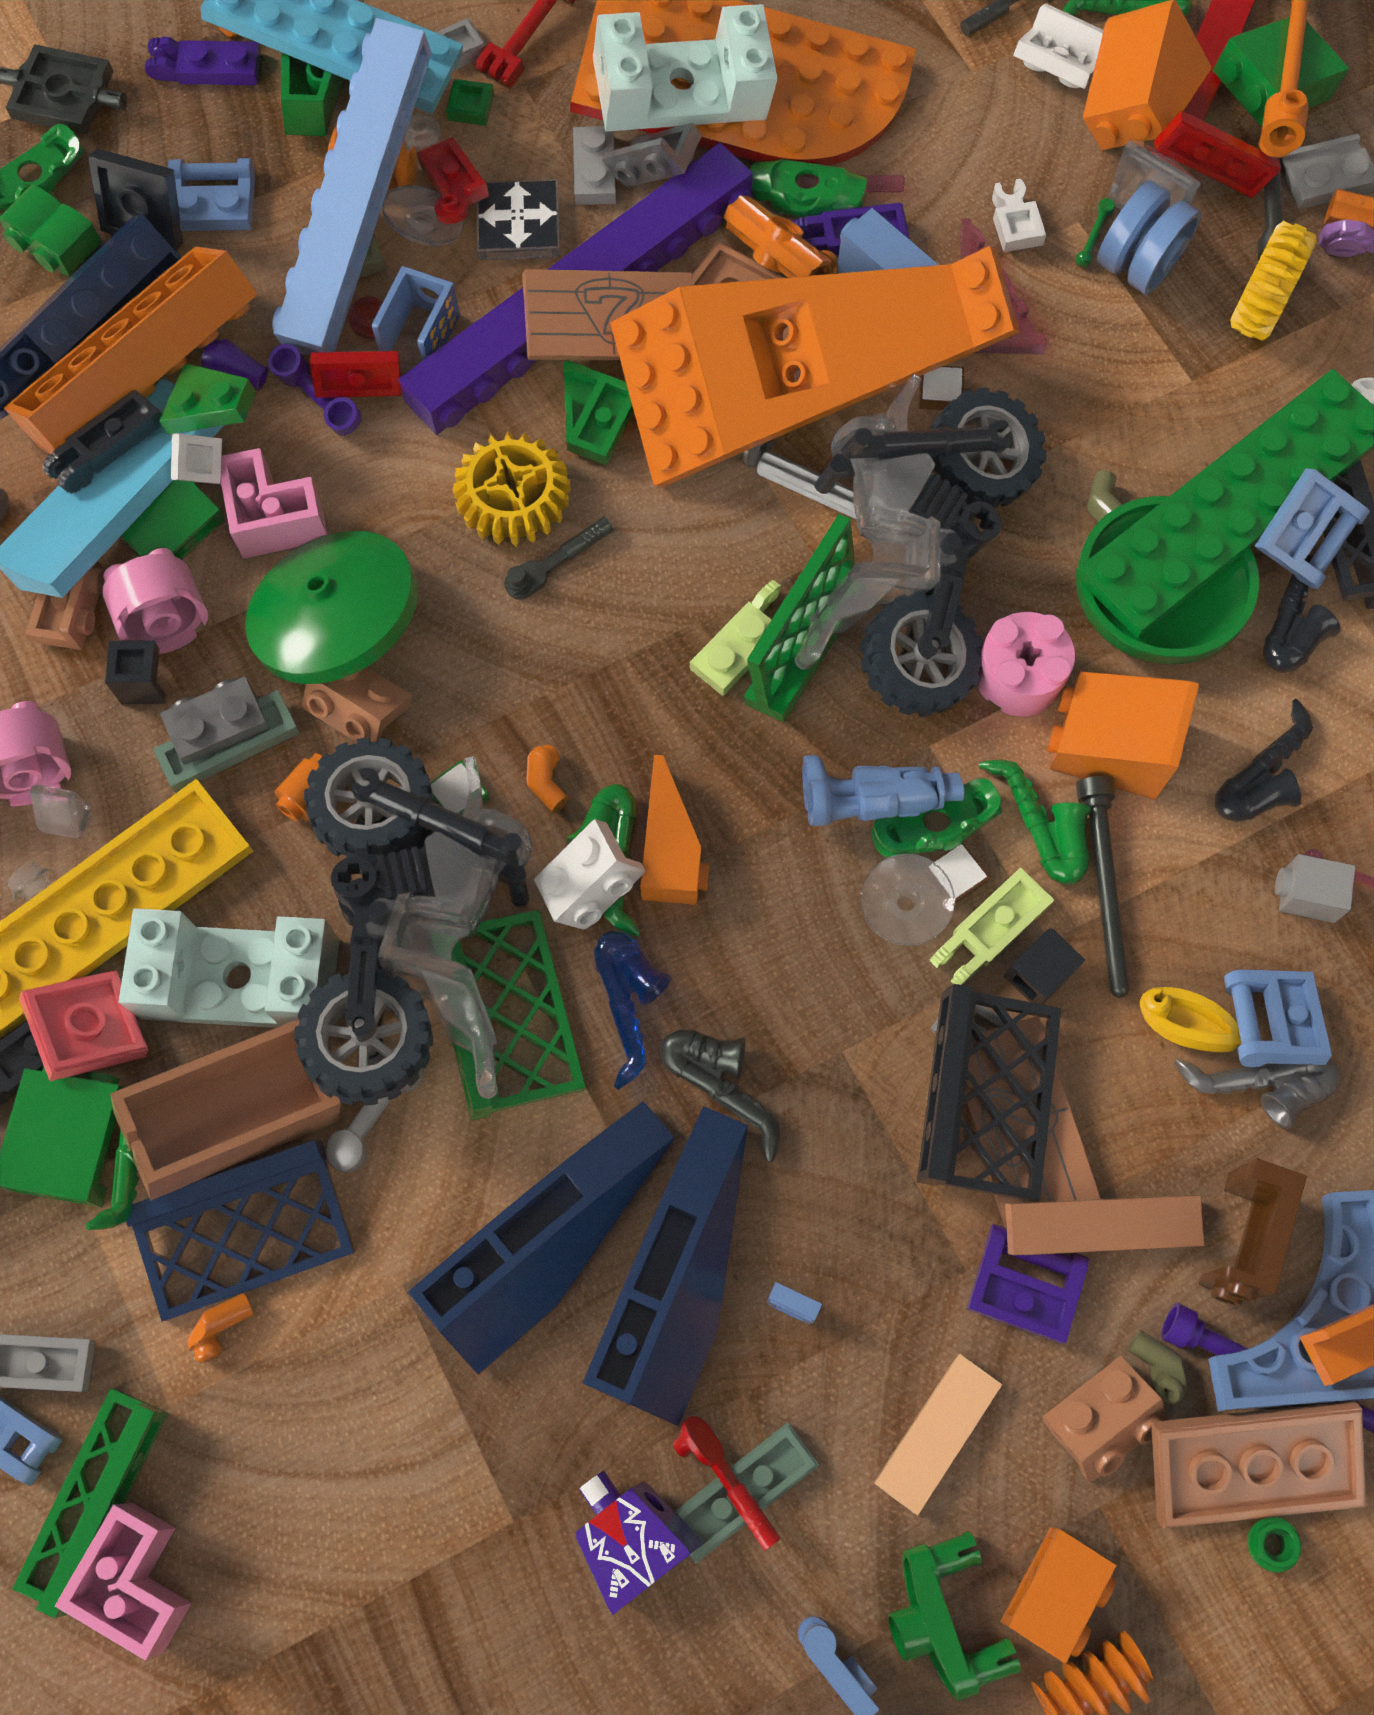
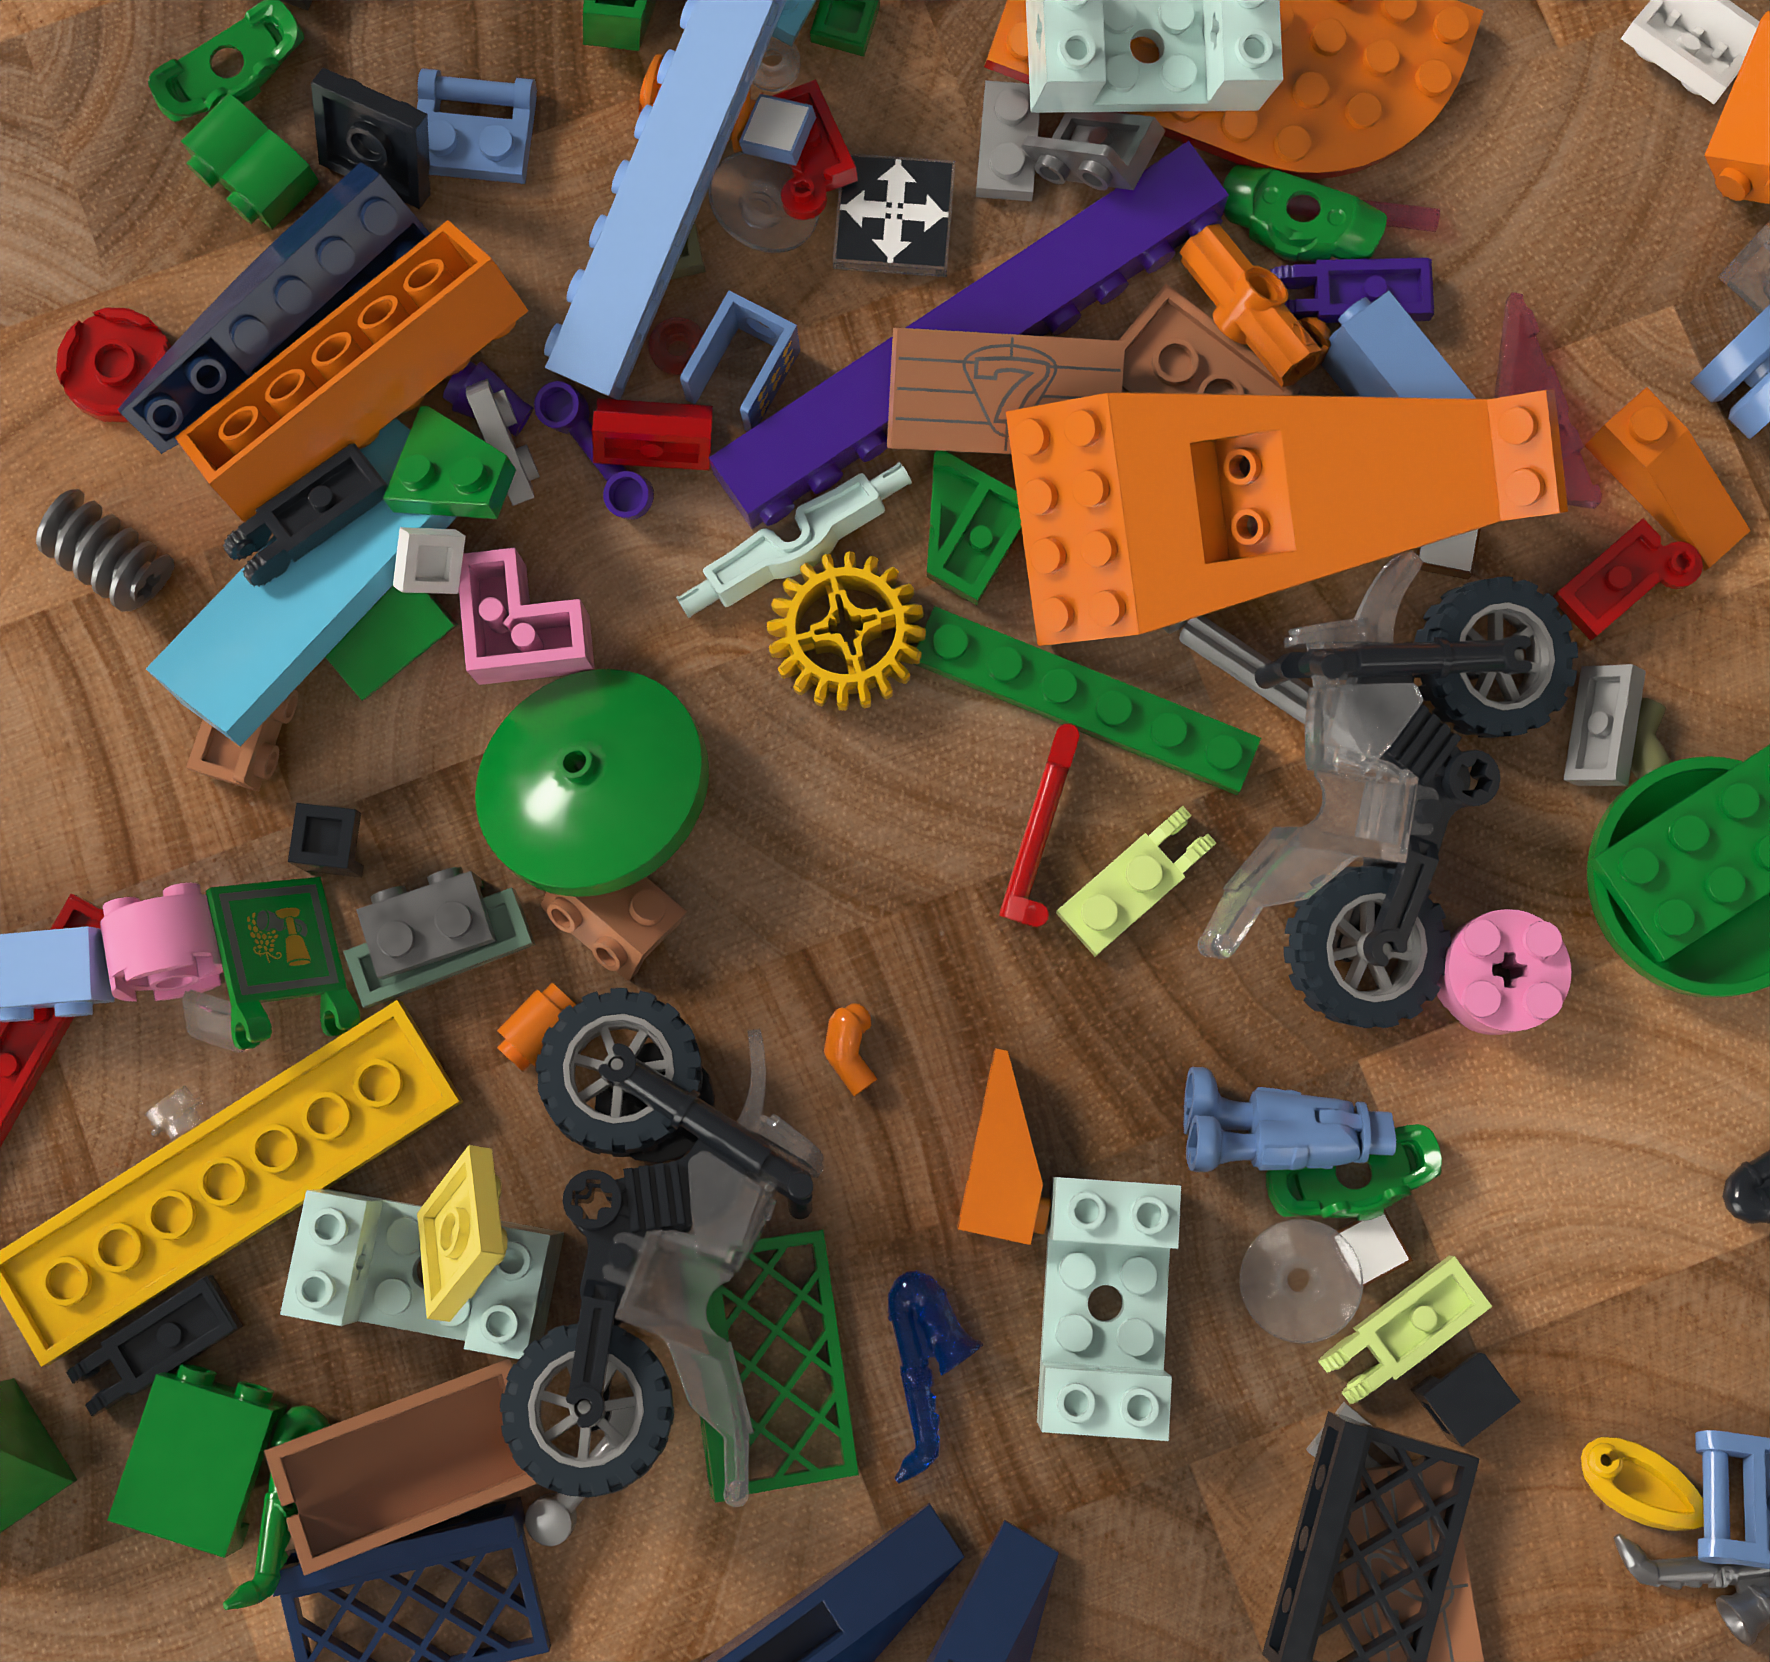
camera: 10 degrees right, 10 degrees up
(82, 1025) = (230, 1322): coral tile -> none
(101, 749) = (275, 948): none -> green flag
(154, 600) = (358, 747): bright pink brick -> none
(239, 363) = (493, 417): none -> light grey plate
(256, 925) = (461, 1233): none -> light yellow plate
(427, 165) = (777, 129): none -> white tile
(450, 446) = (770, 558): none -> light aqua piece
(452, 789) = (728, 1054): white tile -> none
(532, 575) = (862, 754): pearl dark grey piece -> none
(587, 877) = (889, 1205): white bracket -> none
(618, 809) = (925, 1128): green piece -> none
(661, 662) = (1016, 901): none -> red hinge
(693, 519) = (1087, 700): none -> green plate
(703, 1061) = (1011, 1463): pearl dark grey piece -> none
(761, 884) = (1108, 1372): none -> light aqua plate
(772, 664) = (1170, 951): green fence -> none
(1015, 221) = (1587, 305): white plate -> none
(1059, 842) = (1511, 1222): green piece -> none
(1072, 392) = (1625, 575): none -> red hinge
(1073, 490) = (1604, 725): none -> light grey plate
(1092, 324) = (1669, 476): none -> orange slope
(1098, 794) = (1568, 1170): pearl dark grey piece -> none
(1104, 208) = (1713, 291): green hinge -> none
(1123, 730) = (1619, 1087): orange slope -> none

